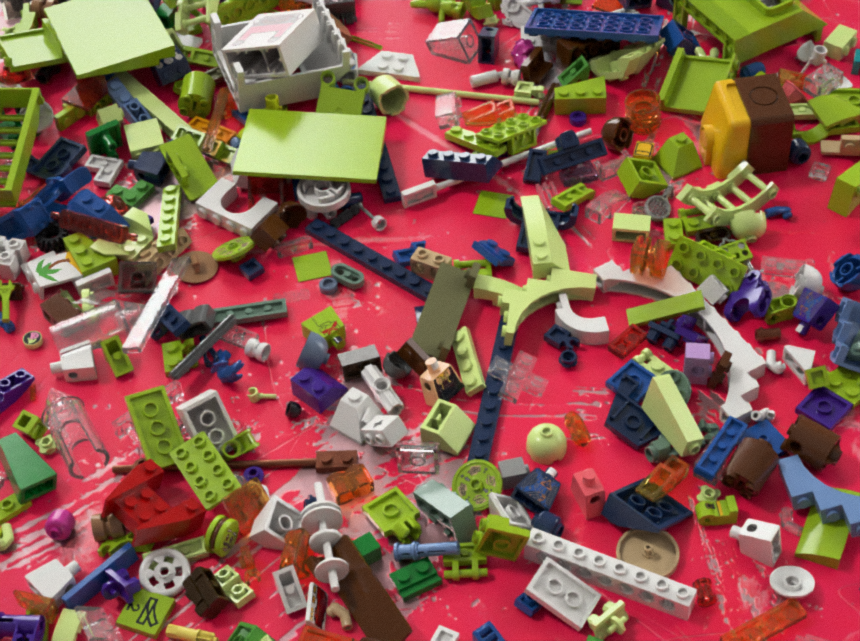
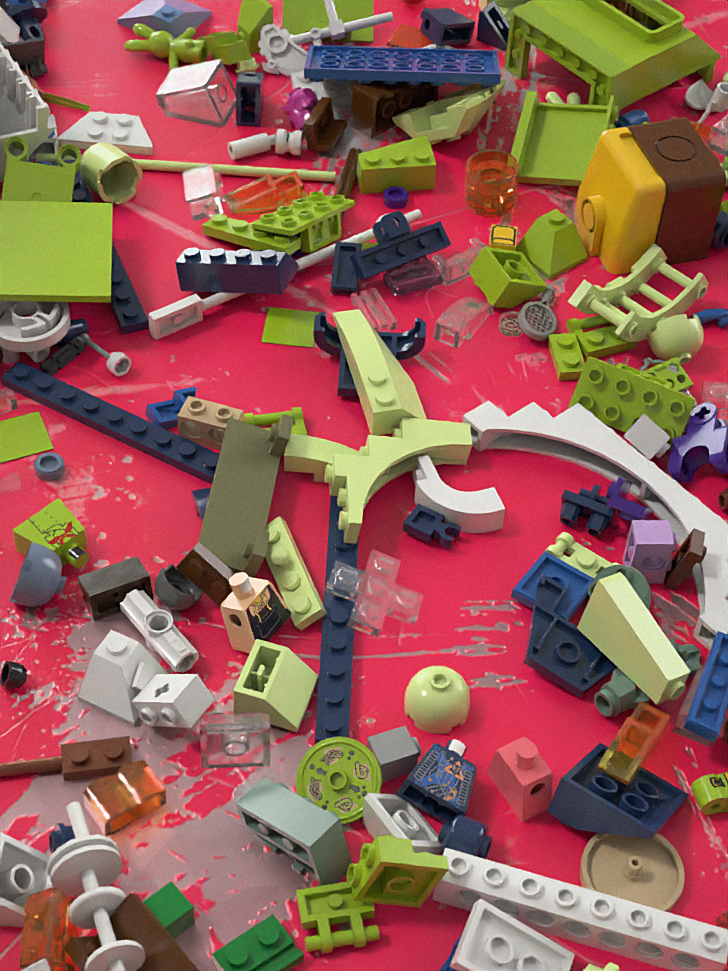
camera: 15 degrees left, 0 degrees up
(316, 388) = (49, 636): dark purple slope -> none
(347, 276) = (82, 449): sand green plate -> none
(394, 515) = (207, 847): lime plate -> none
(417, 550) = (254, 907): medium blue pin -> none
(493, 253) = (300, 397): blue plate -> none
(527, 89) = (316, 159): yellowish green plate -> none
(568, 359) = (447, 558): dark blue plate -> none
(575, 194) = (414, 305): lime plate -> none
(577, 70) = (385, 129): bright green slope -> none
(577, 429) = (479, 665): clear orange plate -> none
(617, 133) = (460, 215): reddish brown cylinder -> none
(627, 341) = (532, 524): clear red plate -> none
(629, 226) = (505, 351): yellowish green piece -> none
(647, 256) = (551, 392): clear orange wheel -> none
(666, 308) = (583, 470): lime tile -> none
(679, 36) = (519, 81): blue slope -> none
(705, 491) = (699, 768): yellowish green plate -> none
(714, 235) = (628, 354): dark brown plate -> none

